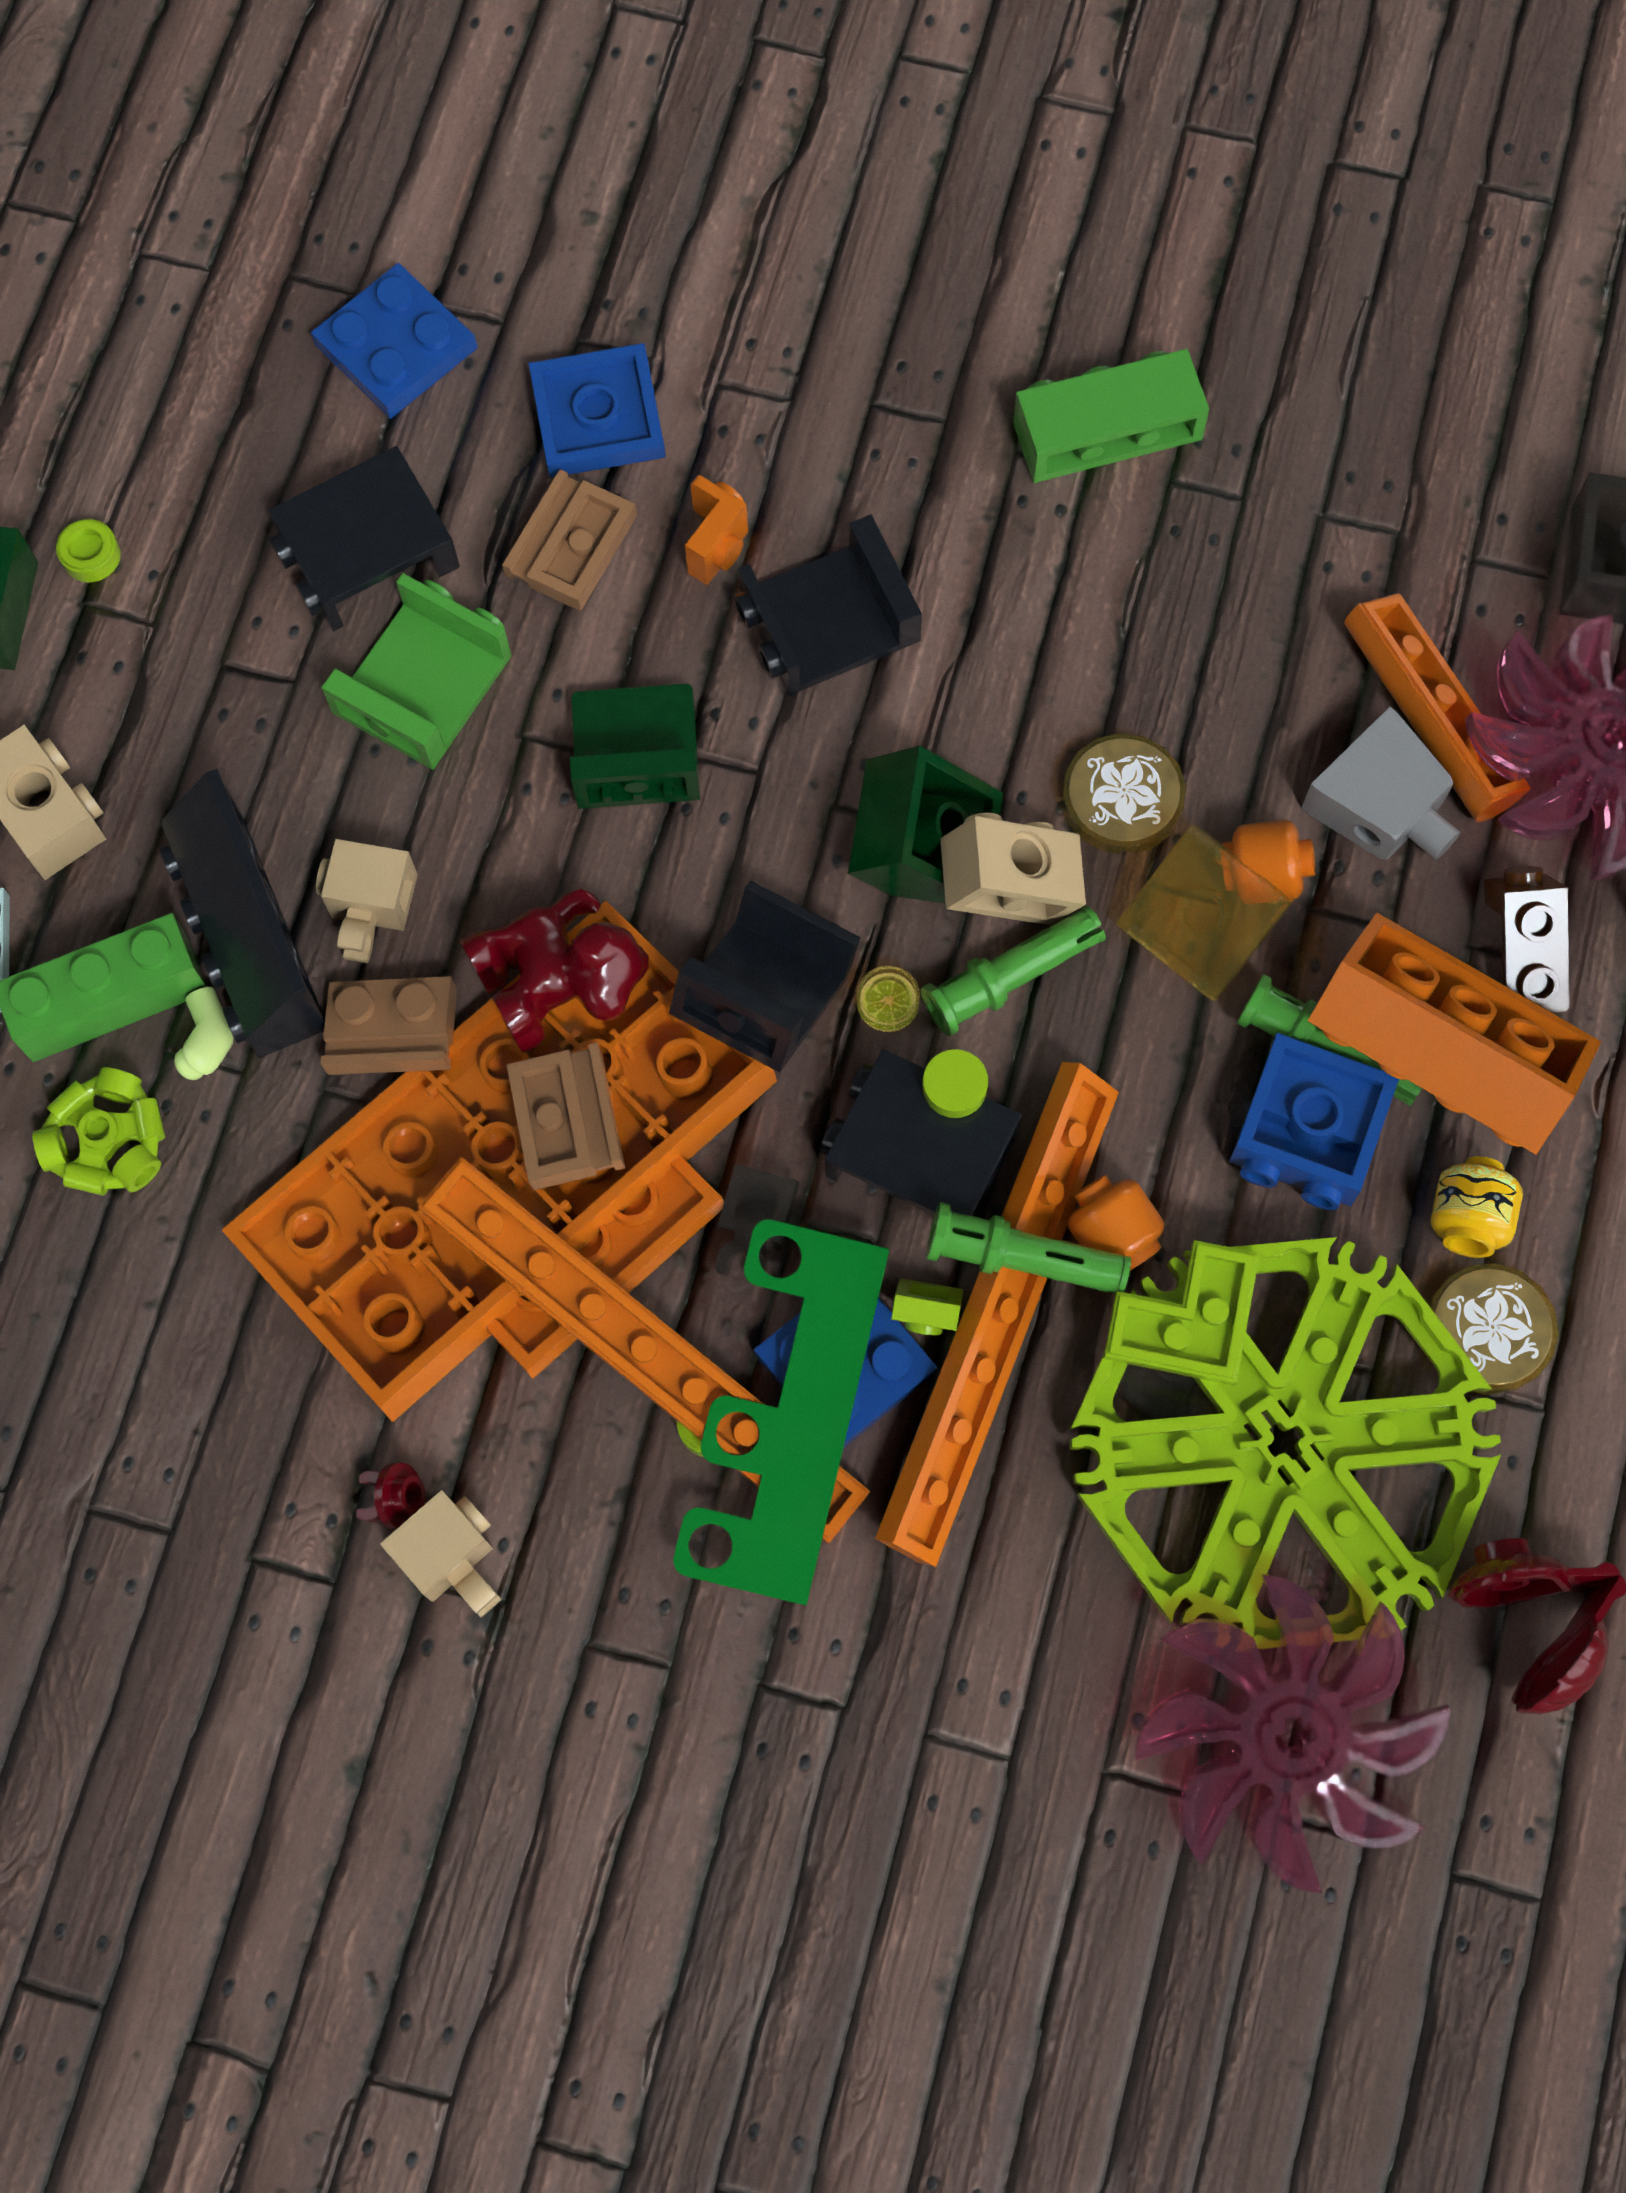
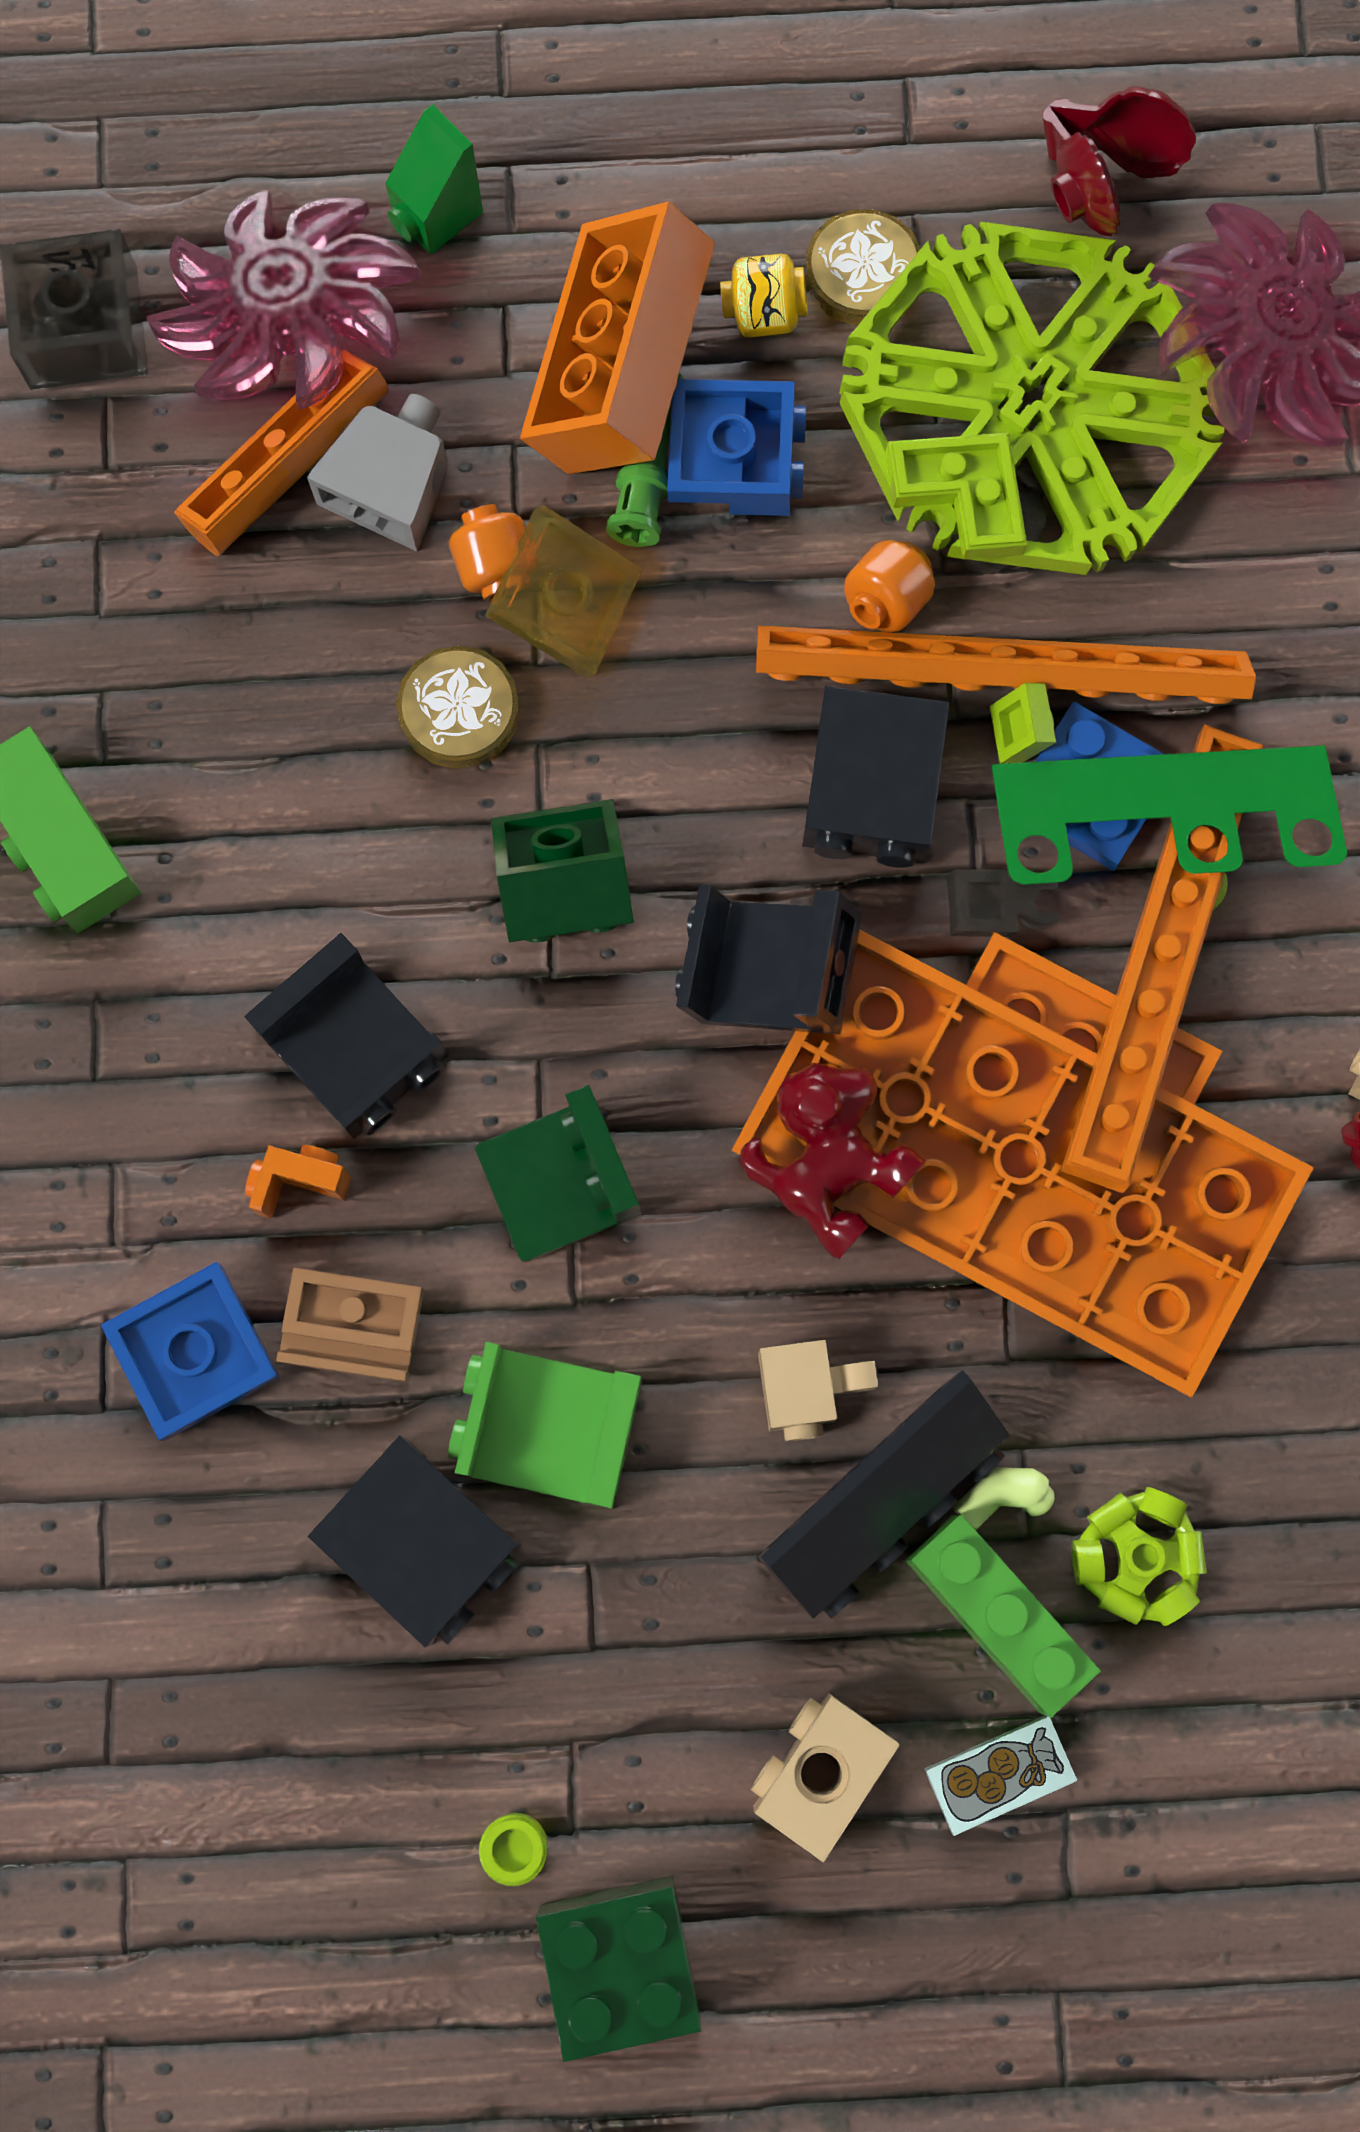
camera: 110 degrees left, 5 degrees up
(389, 1025) = (933, 1312): medium nougat plate -> none
(394, 340) = (162, 1608): blue plate -> none
(565, 1116) = (979, 1091): medium nougat plate -> none
(888, 998) = (736, 857): clear yellow tile -> none
(955, 1083) = (821, 746): lime tile -> none
(989, 982) = (693, 766): bright green pin -> none
(997, 1245) = (964, 662): bright green pin -> none
(1012, 869) = (585, 767): tan brick -> none
(1533, 934) = (481, 307): bracket -> none

